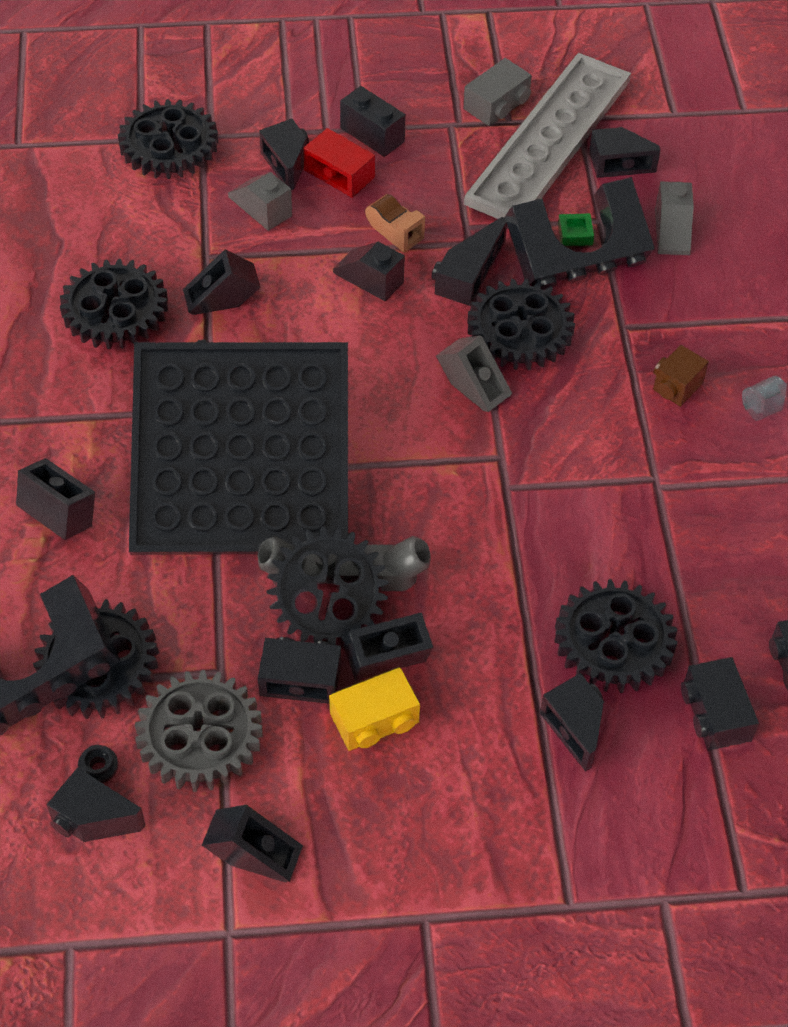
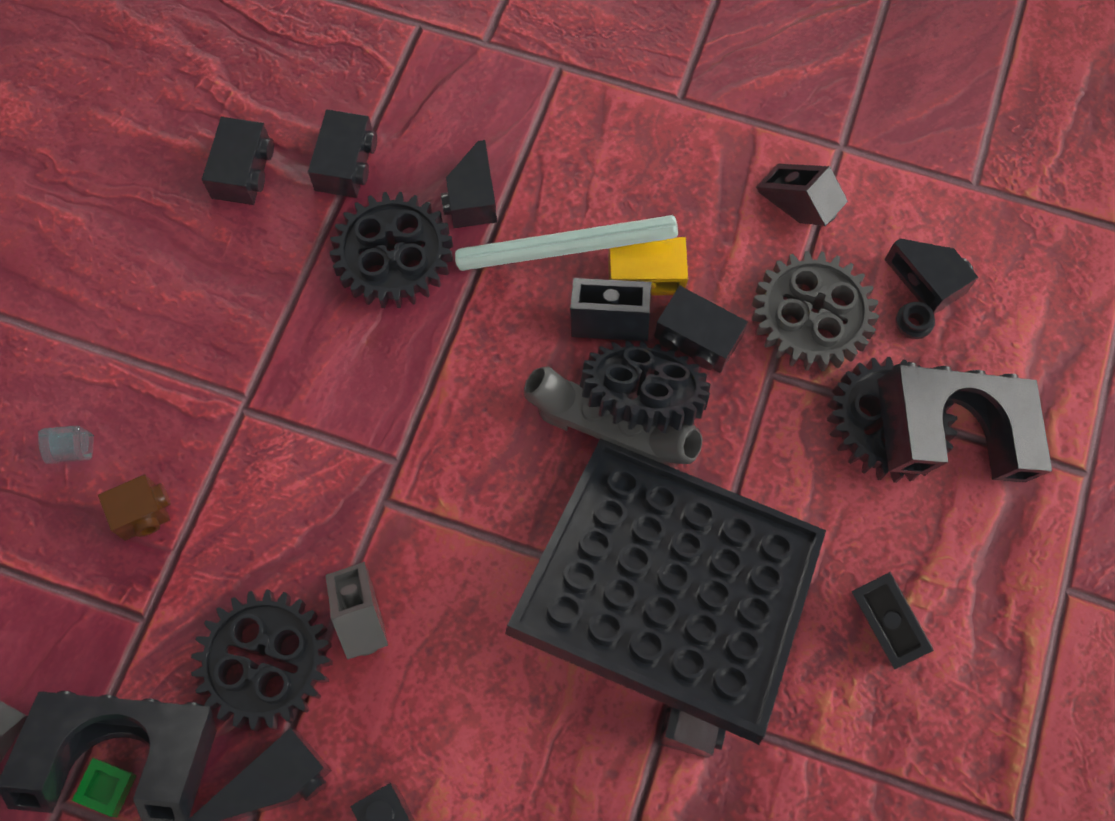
camera: 155 degrees left, 15 degrees up
(455, 685) = (567, 243): none -> light aqua axle

